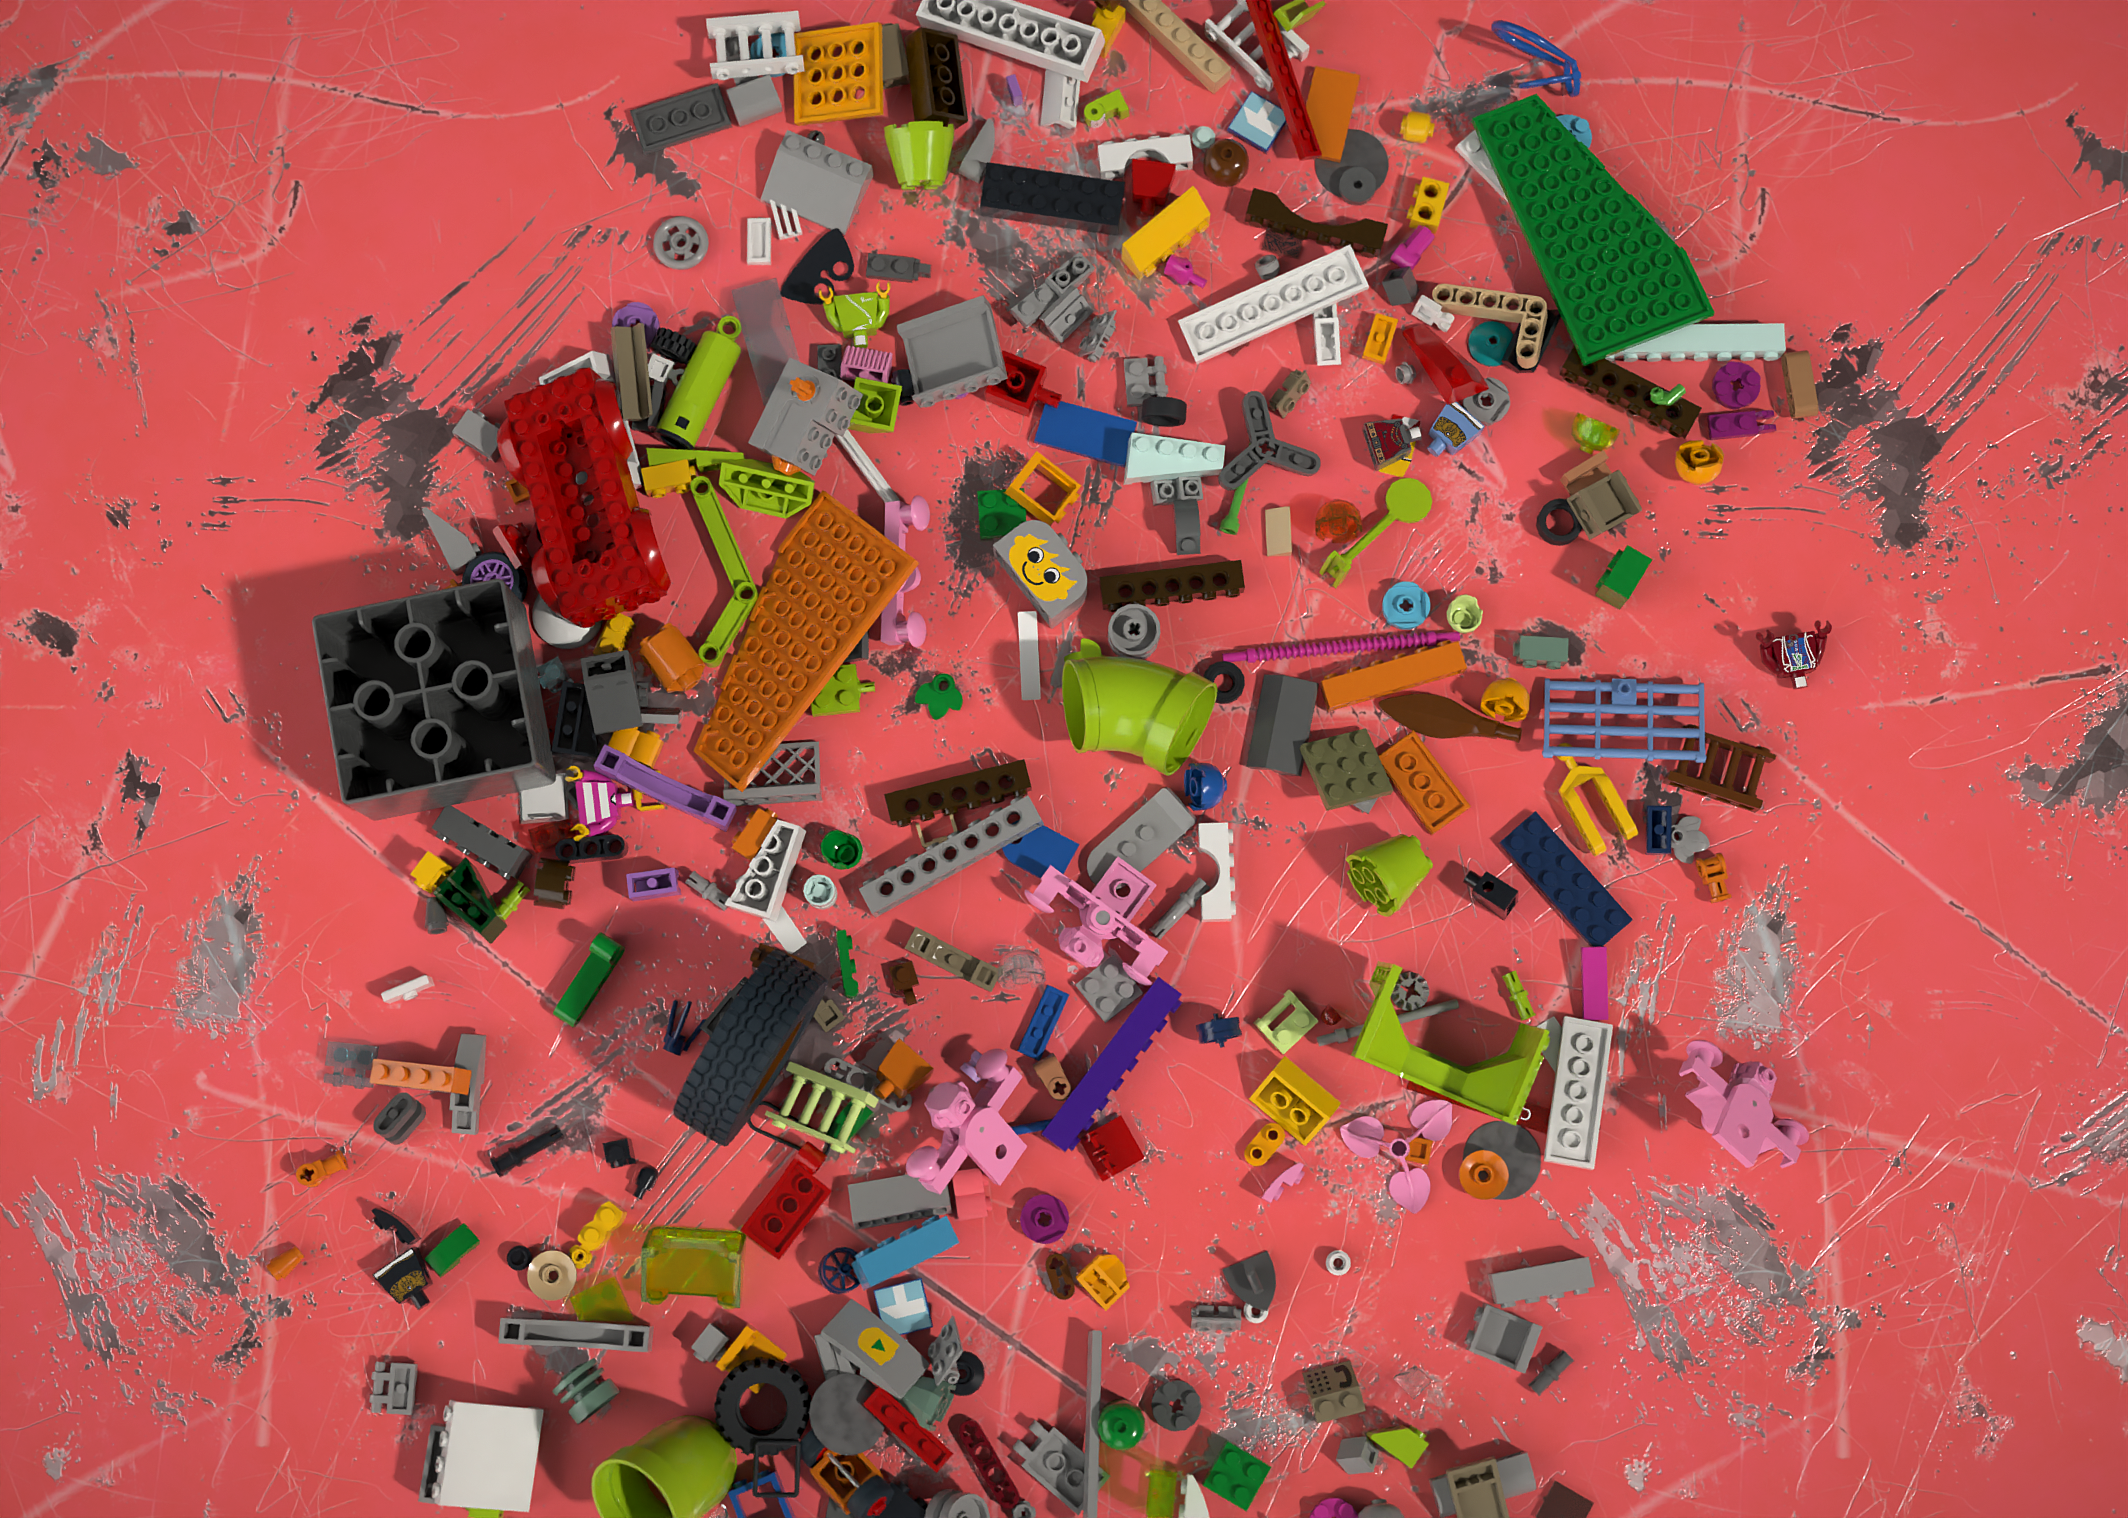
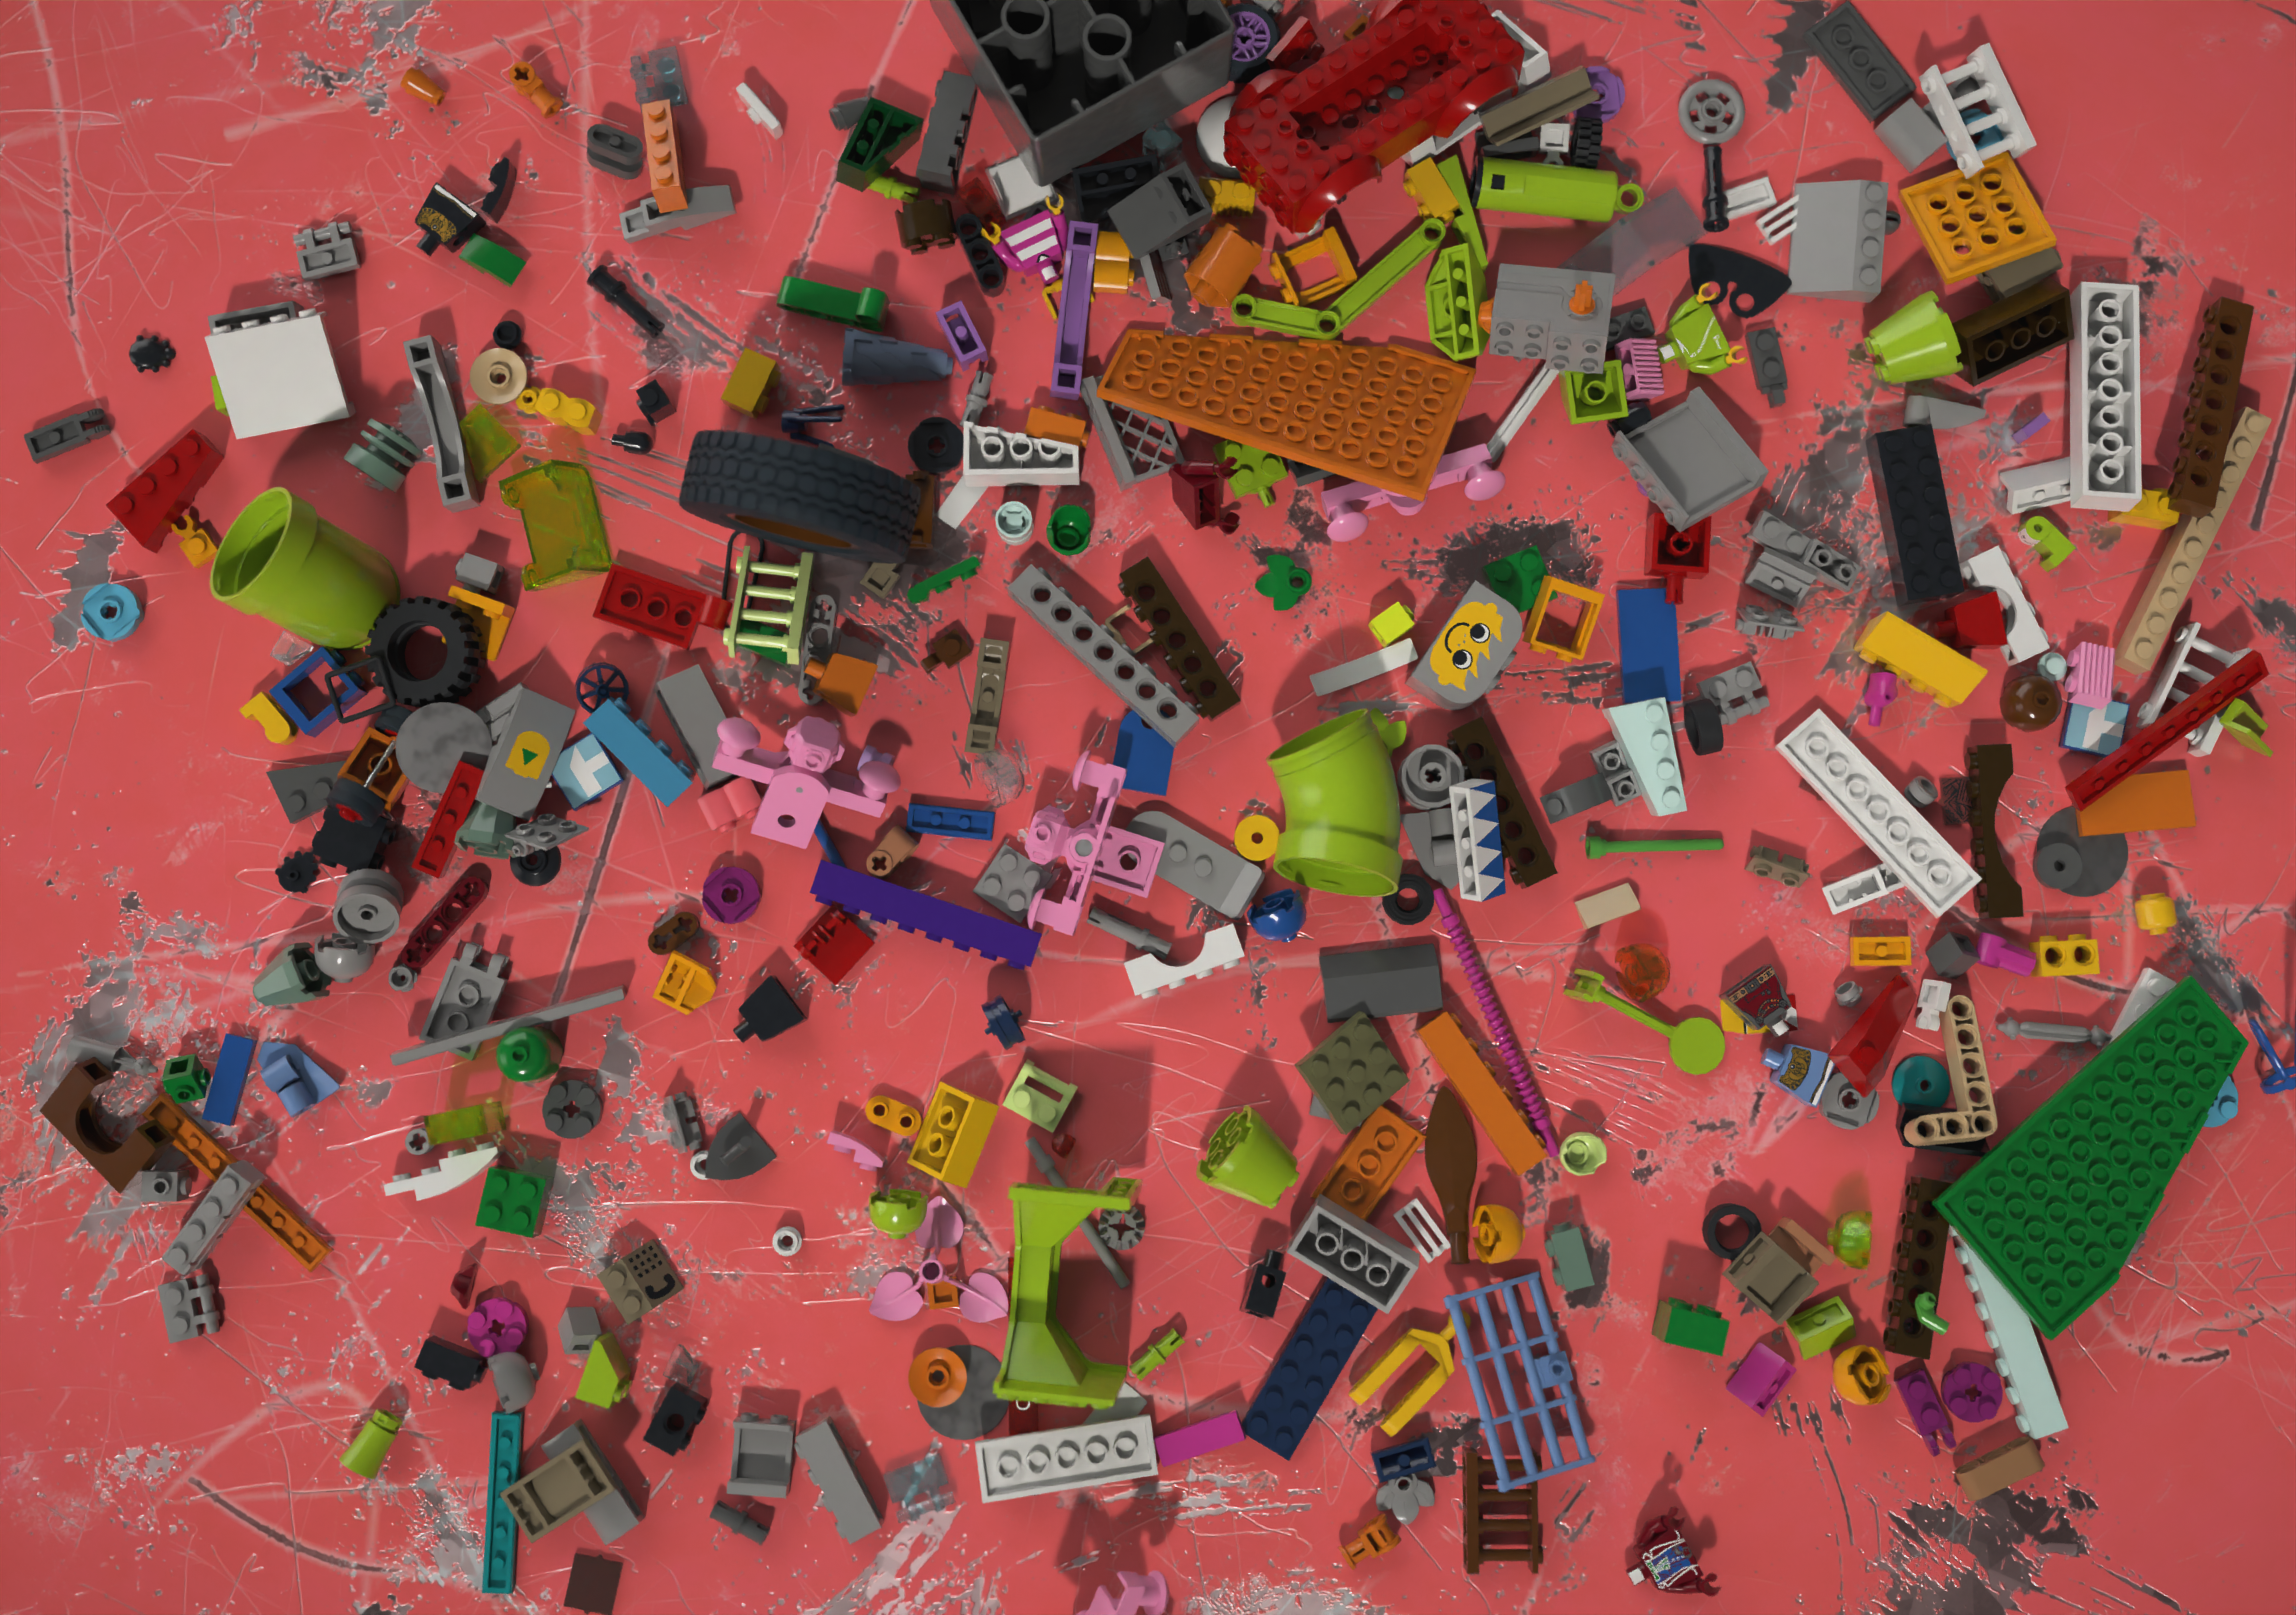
camera: 65 degrees right, 5 degrees up
(431, 872) = (894, 87): yellow window -> none
(632, 1067) = (751, 383): none -> yellow brick
(651, 952) = (884, 360): none -> sand blue cone
(697, 566) = (1327, 243): none -> light orange panel
(723, 942) = (925, 434): none -> black plate
(753, 263) = (1715, 198): none -> black pin
(845, 737) = (1198, 494): none -> dark red torso
(1002, 622) = (1392, 624): none -> neon yellow brick
(1140, 794) = (1244, 843): none -> yellow piece
(1150, 1218) = (768, 1012): none -> black torso
(1188, 645) = (1434, 844): none -> light grey panel
(1195, 612) = (1477, 839): none -> white brick
(1220, 111) = (2090, 675): none -> bright pink brick
(1259, 432) = (1718, 846): dark grey piece -> none
(1343, 1163) = (898, 1212): none -> lime cylinder
(1397, 616) = (1561, 1096): medium azure plate -> none
(1462, 1411) = (663, 1432): none -> black brick
(1483, 231) = (2054, 1032): none -> light grey wheel
(1487, 814) = (1353, 1253): none -> light grey brick
(1505, 751) = (1437, 1250): none -> white tile
(1559, 1221) = (915, 1479): none -> clear light blue plate
(1653, 479) = (1822, 1327): none -> lime panel
(1678, 538) = (1761, 1379): none -> dark pink panel

